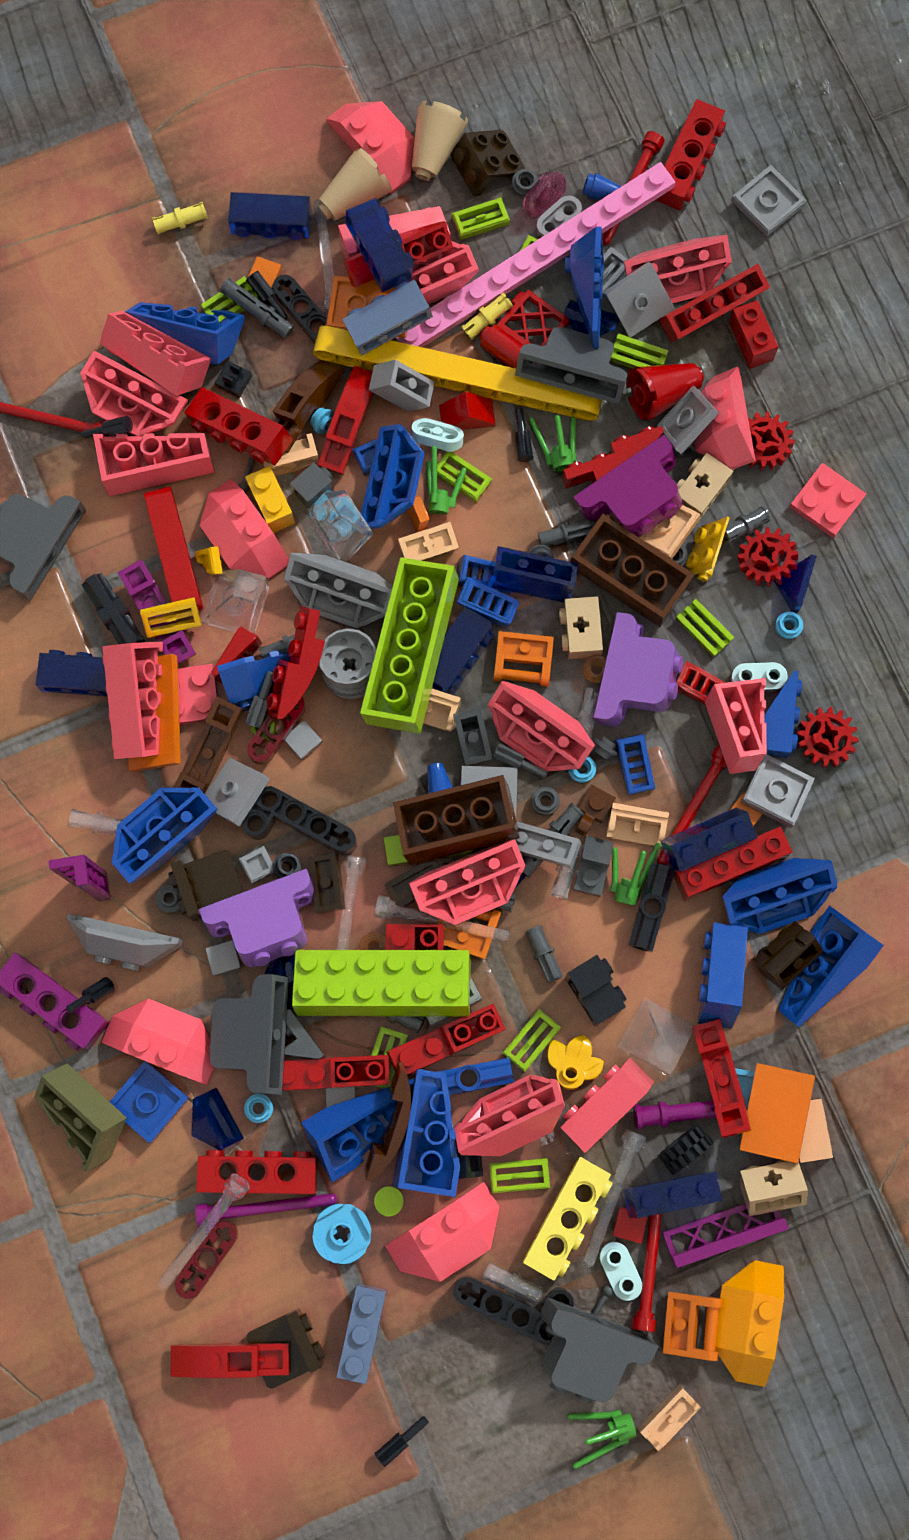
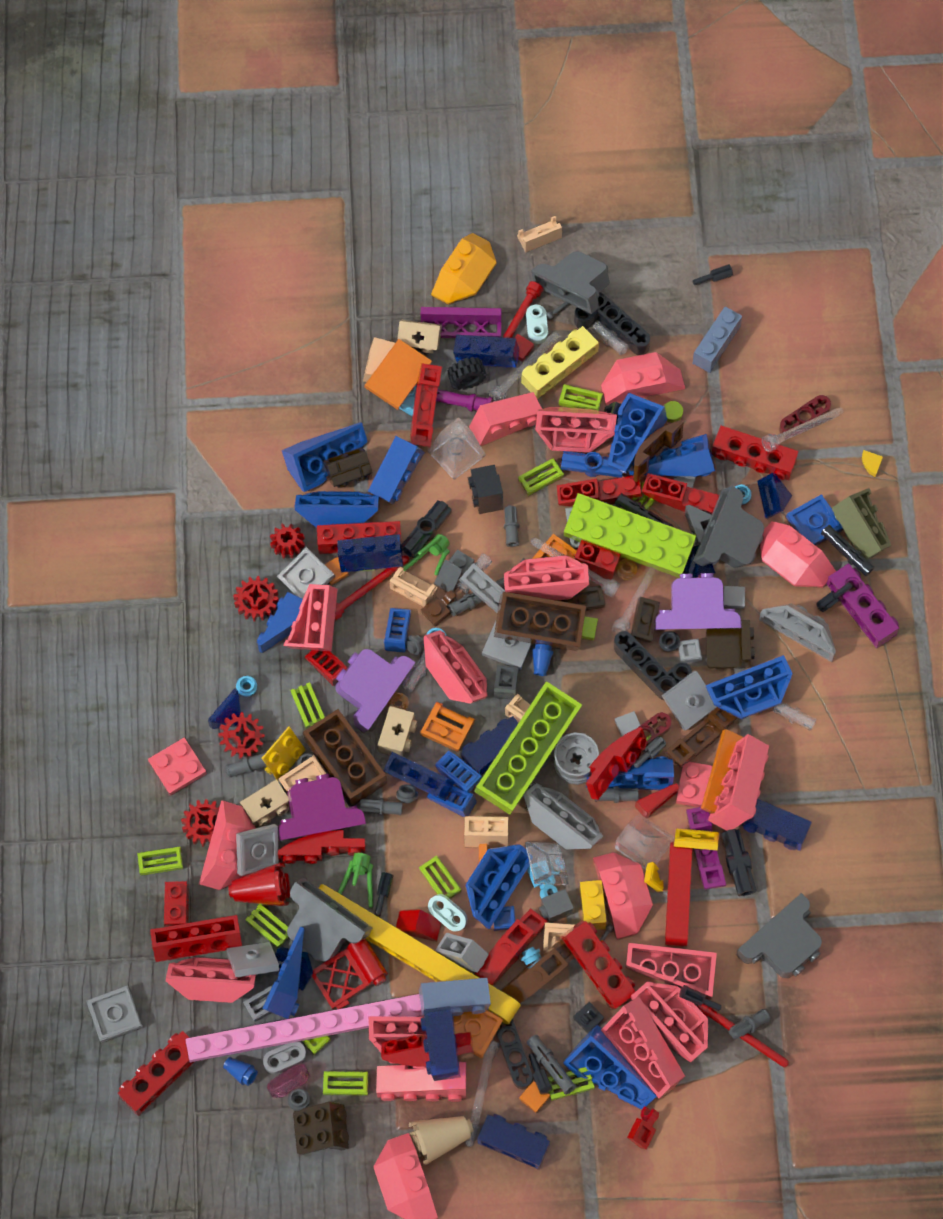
camera: 160 degrees left, 10 degrees down
(44, 427) = (749, 1024): none -> dark grey axle
(80, 1062) = (854, 557): none -> black pin
(84, 874) = (811, 672): magenta fence -> none
(97, 1220) = (871, 462): none -> yellow tile
(129, 275) = (642, 1129): none -> red plate
(160, 899) = (766, 647): dark grey plate -> none
(180, 218) = (586, 1167): light yellow pin -> none
(204, 1209) = (796, 441): magenta piece -> none
(230, 1360) = (812, 350): red slope -> none
(295, 1330) = (769, 347): dark brown bracket -> none
(325, 1229) = (708, 412): medium azure plate -> none
(387, 1028) = (636, 507): none -> black pin
(435, 137) = (356, 1157): tan cone -> none
(438, 499) = (465, 863): bright green plant -> none
(487, 316) = (373, 994): light yellow pin -> none
(516, 760) = (480, 659): dark grey axle -> none
(549, 793) = (470, 619): dark grey plate -> none
(574, 1057) = (517, 456): yellow plate -> none
(620, 1430) = (573, 237): bright green plant -> none
(651, 144) = (186, 1093): red piece -> none
(682, 1325) = (510, 279): orange plate -> none
(762, 670) = (283, 658): light aqua plate -> none
(777, 396) = (159, 869): none -> lime tile
(833, 831) = (282, 535): none -> red gear

